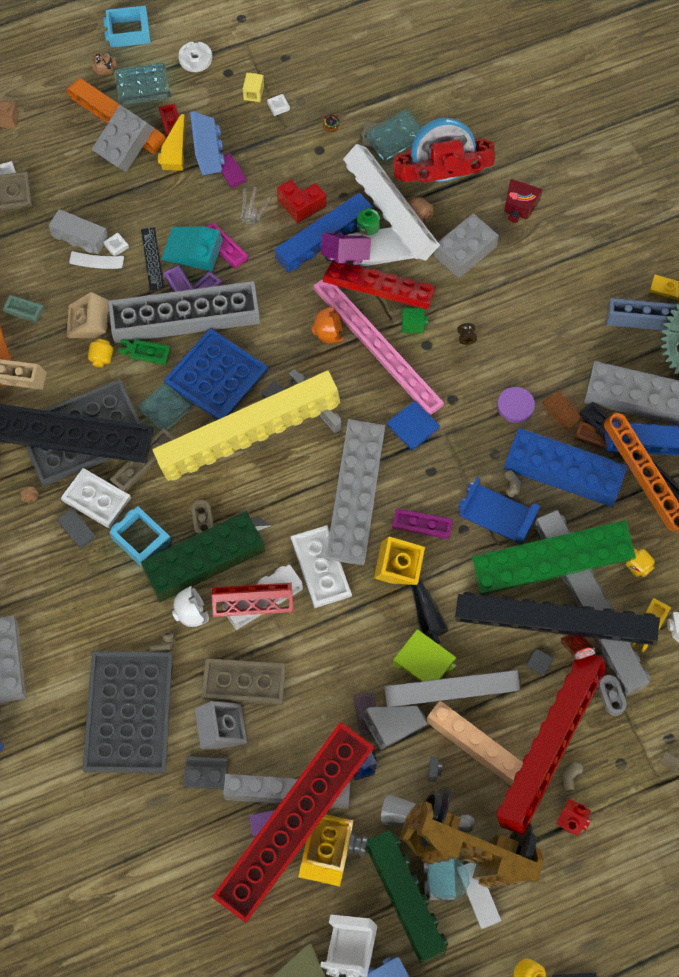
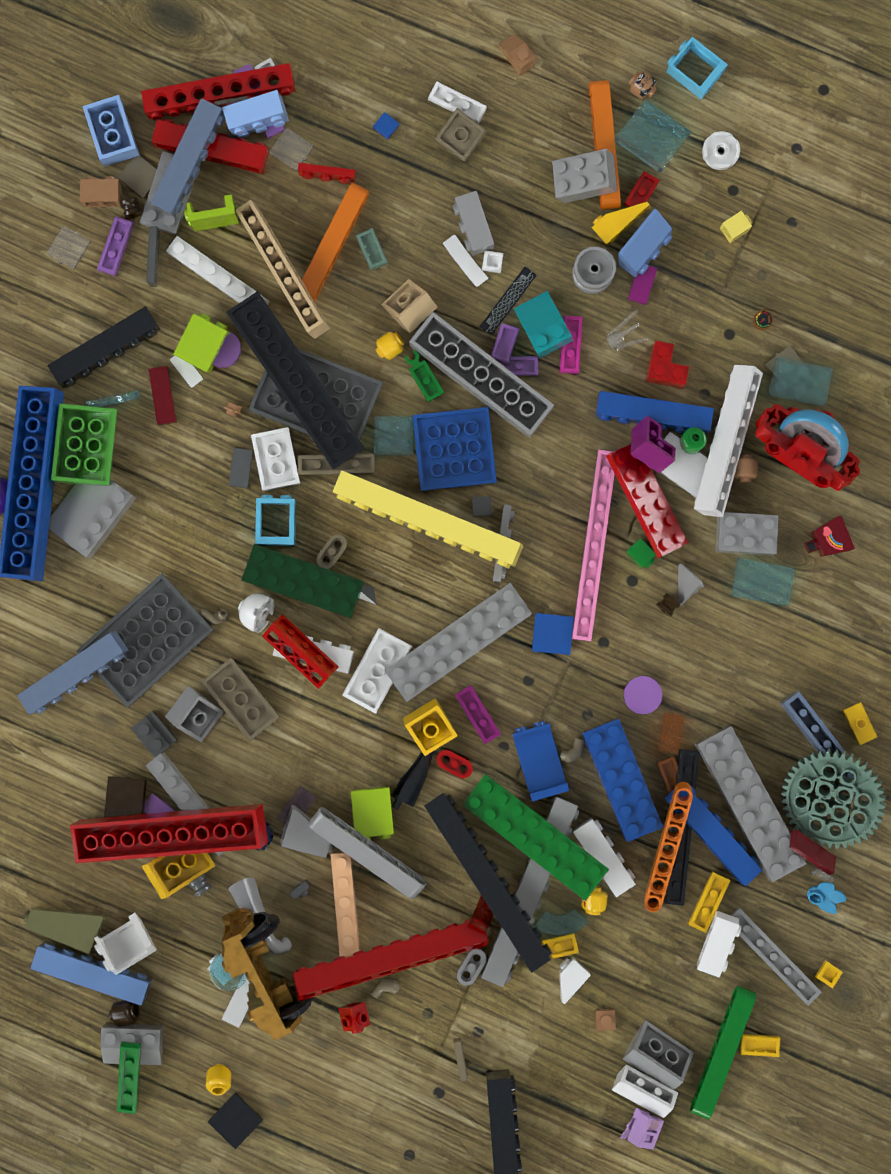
camera: 45 degrees right, 20 degrees up
(96, 786) = (72, 673): none -> sand blue brick
(190, 186) = (589, 260): none -> light grey wheel
(230, 839) = (124, 796): none -> dark brown tile
(278, 104) = (740, 261): white tile -> none
(327, 326) = (573, 494): orange cylinder -> none
(405, 897) = (191, 952): dark green brick -> none
(443, 572) = (454, 764): none -> red plate
(464, 308) = (687, 584): none -> light grey piece
(509, 265) = (762, 582): none -> clear light blue tile
(539, 662) = (449, 893): dark grey tile -> none
(639, 528) = (598, 846): none -> white brick
(640, 599) = (561, 924): none -> clear light blue tile

